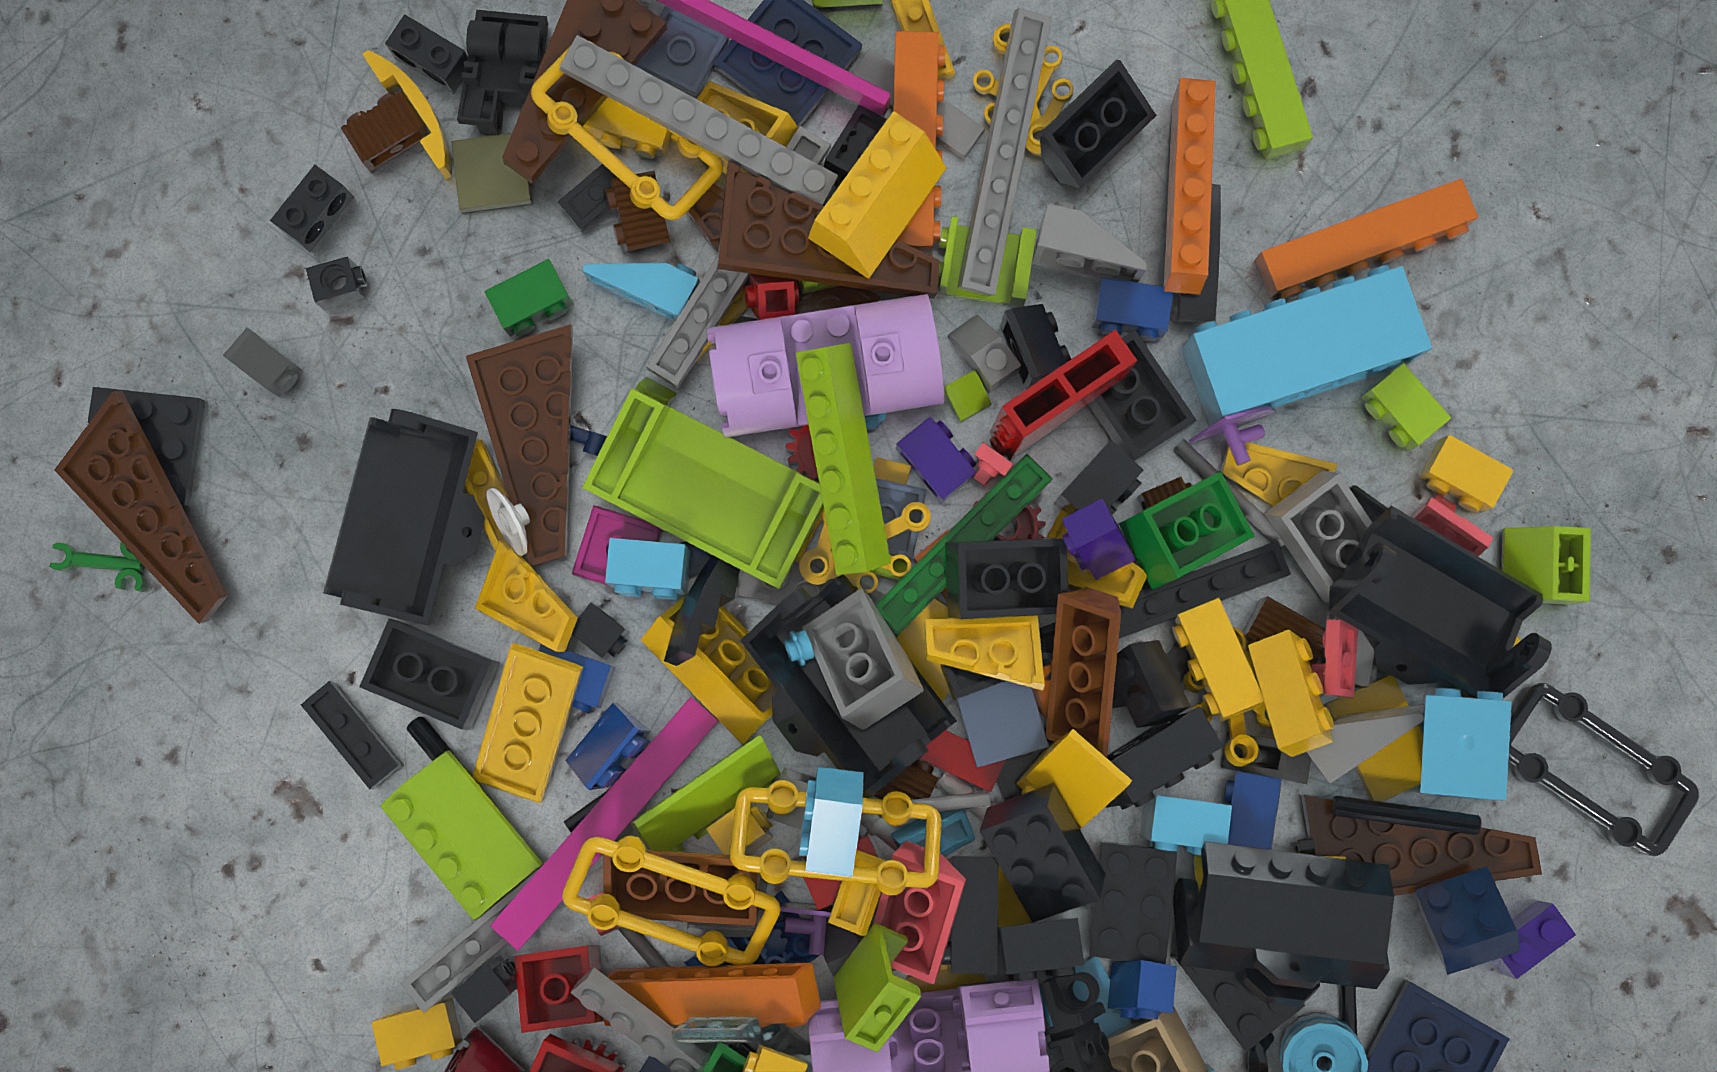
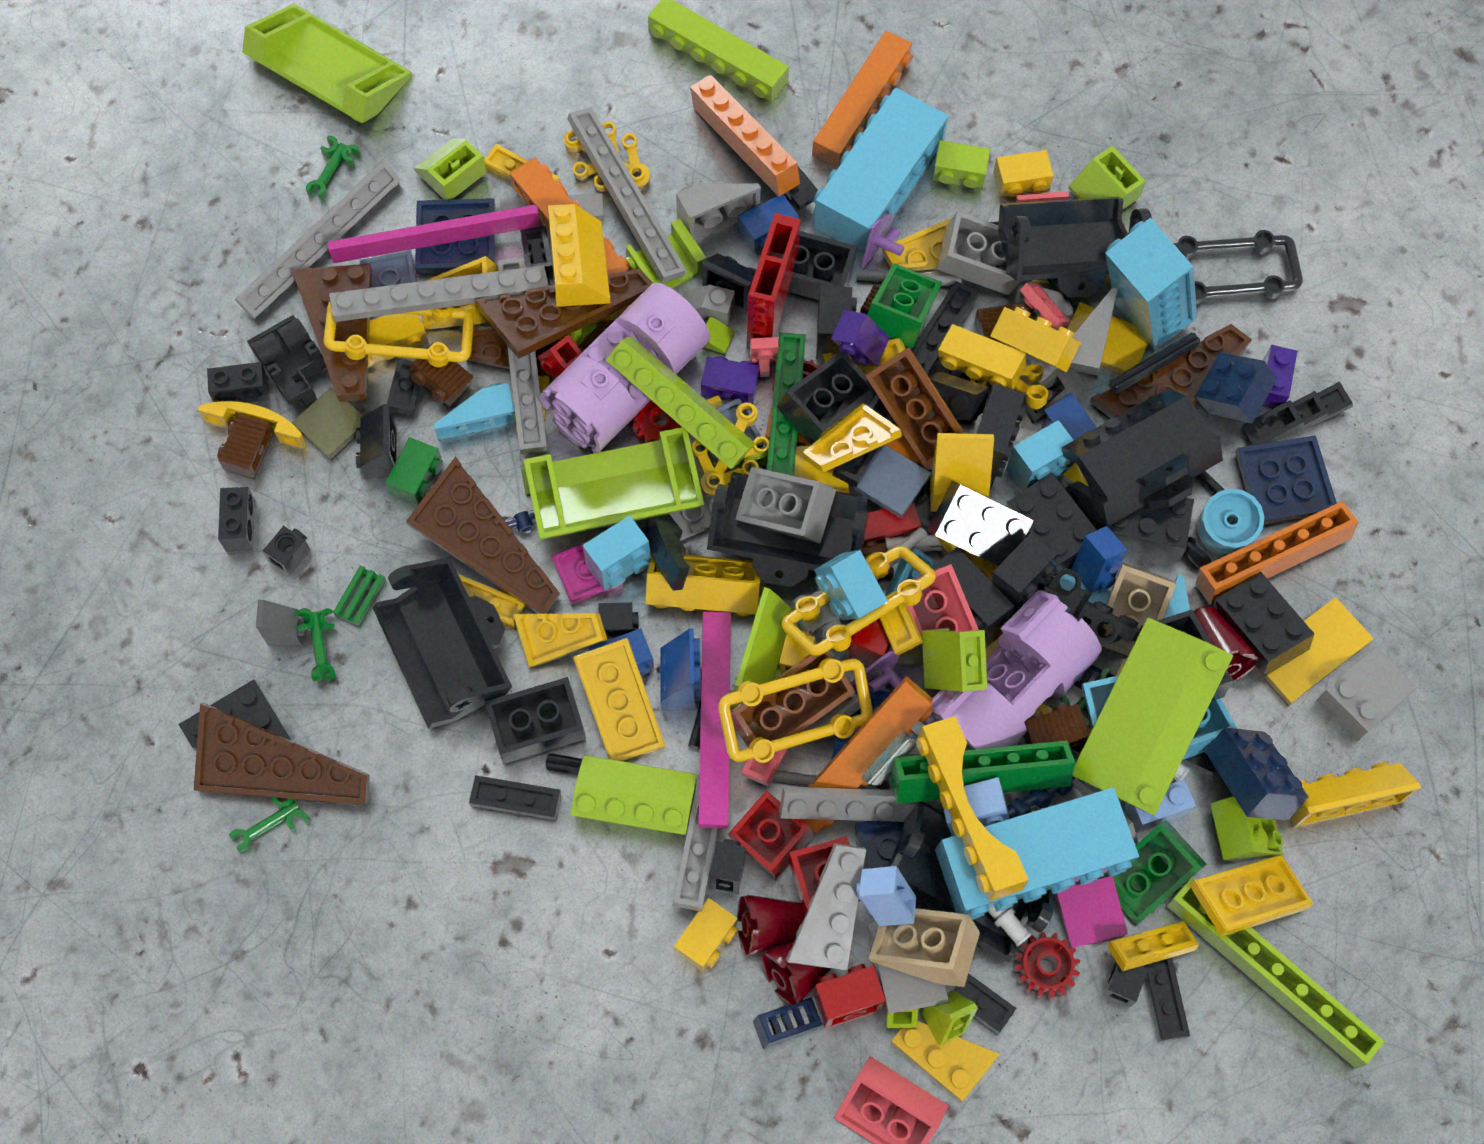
camera: 40 degrees left, 15 degrees down
(298, 387) = (316, 623): none -> green bar
(365, 378) = (350, 590): none -> green tile
(509, 520) = (510, 593): white dish -> none
(515, 238) = (377, 443): none -> black slope
(799, 647) = (743, 528): medium azure plate -> none
(1095, 126) = (665, 144): black slope -> none
(1515, 999) = (1298, 415): none -> black slope

